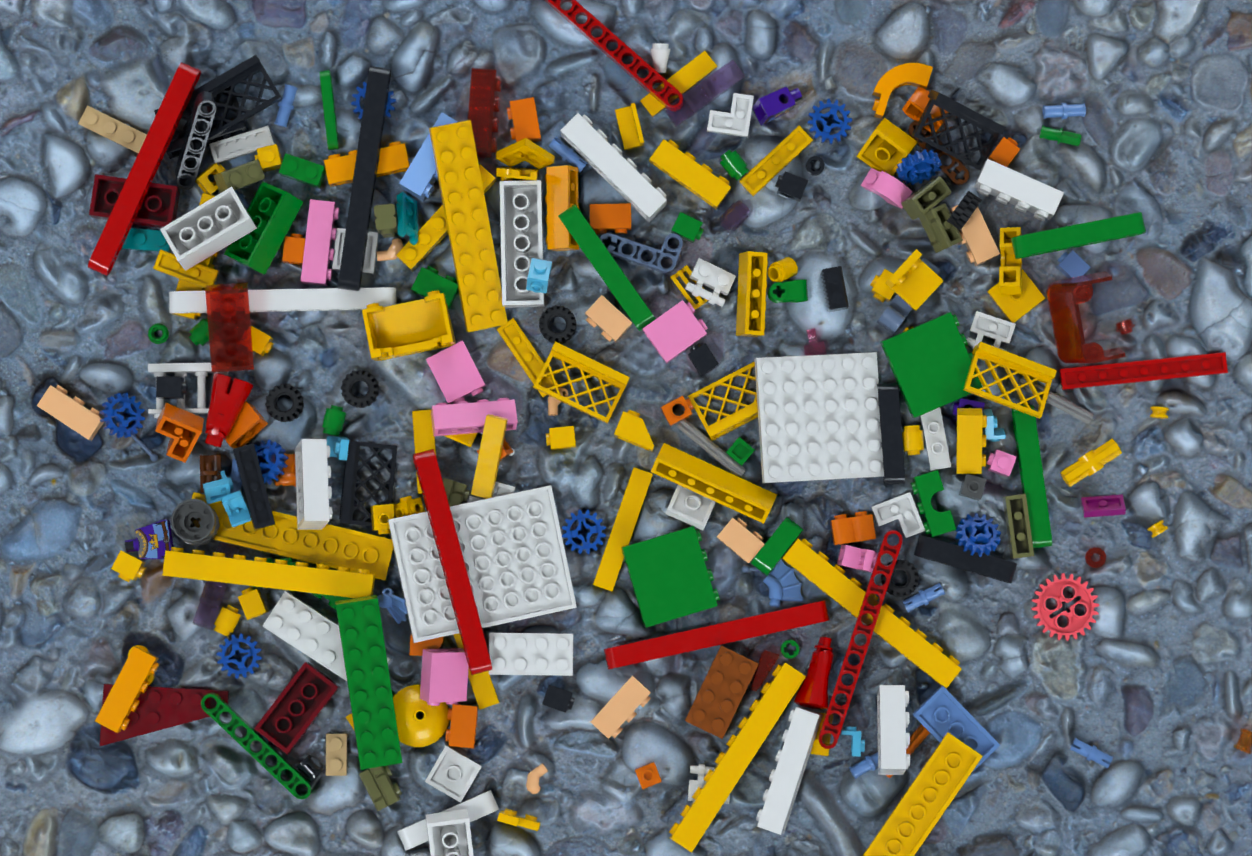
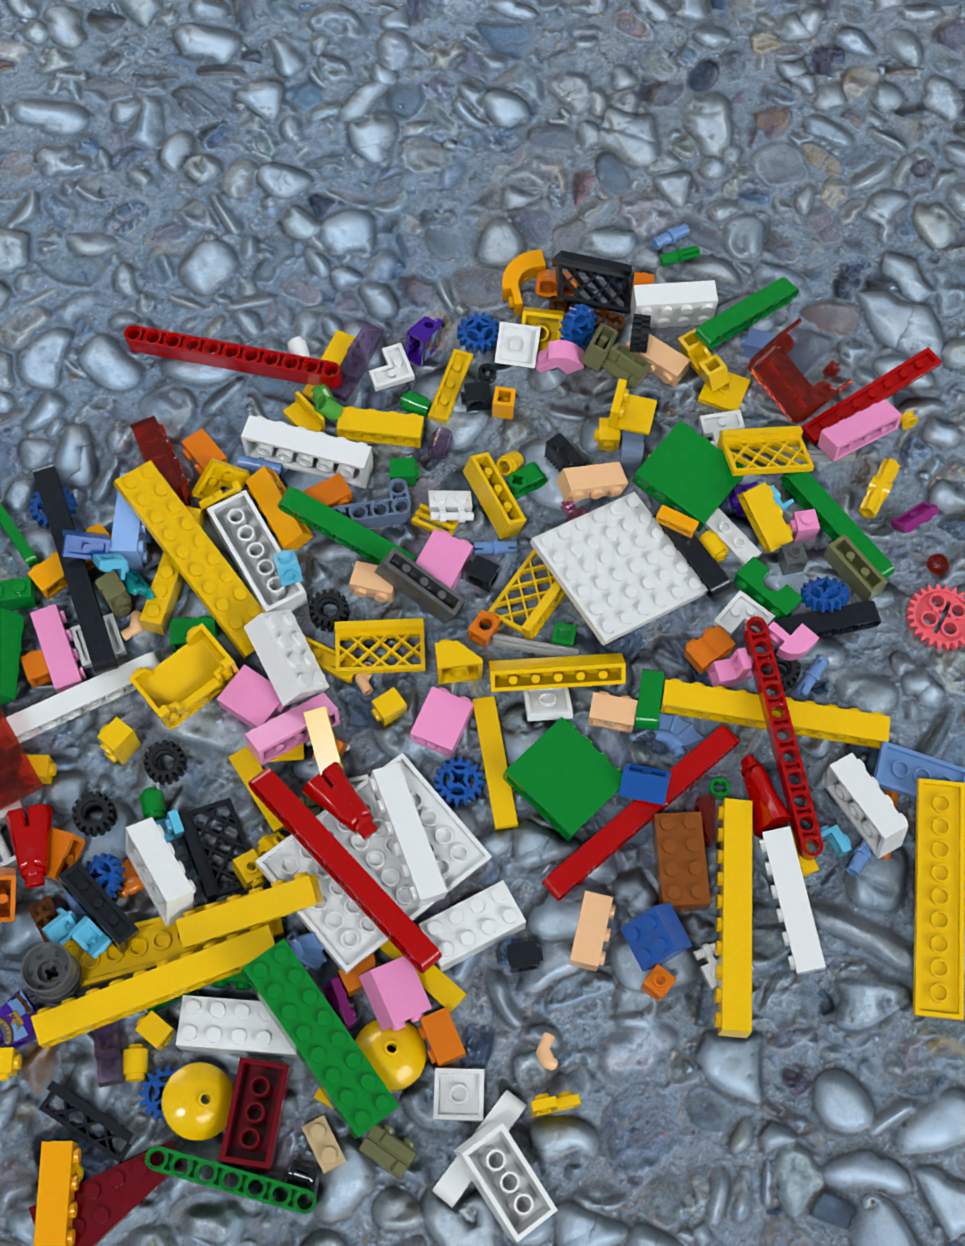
camera: 35 degrees left, 20 degrees down
(178, 639) = (93, 1113): none -> black fence
(249, 669) = (183, 1103): none -> yellow dish
(329, 354) = (118, 741): none -> yellow brick
(365, 557) = (249, 911): none -> yellow brick
(382, 168) = (84, 544): none -> panel
(394, 196) = (112, 561): none -> medium azure bracket
(399, 656) = (337, 998): none -> magenta plate
(479, 504) = (339, 798): none -> red piece
(498, 355) = (286, 656): none -> white brick
(517, 558) = (408, 835): none -> white brick
(599, 473) = (442, 721): none -> bright pink brick
(638, 345) = (419, 585): none -> flat silver brick
(651, 132) = (325, 403): none -> bright green piece
(665, 741) = (656, 936): none -> blue brick
(727, 340) = (495, 547): none -> medium blue pin
(728, 616) = (645, 783): none -> blue panel
(811, 207) = (503, 402): none -> light orange brick
(842, 327) = (592, 481): none -> light nougat brick
(855, 155) = (517, 344): none -> white plate
(891, 404) = (676, 521): none -> light orange piece
(919, 569) = (792, 646): none -> bright pink brick
(1107, 401) = (859, 430): none -> bright pink brick

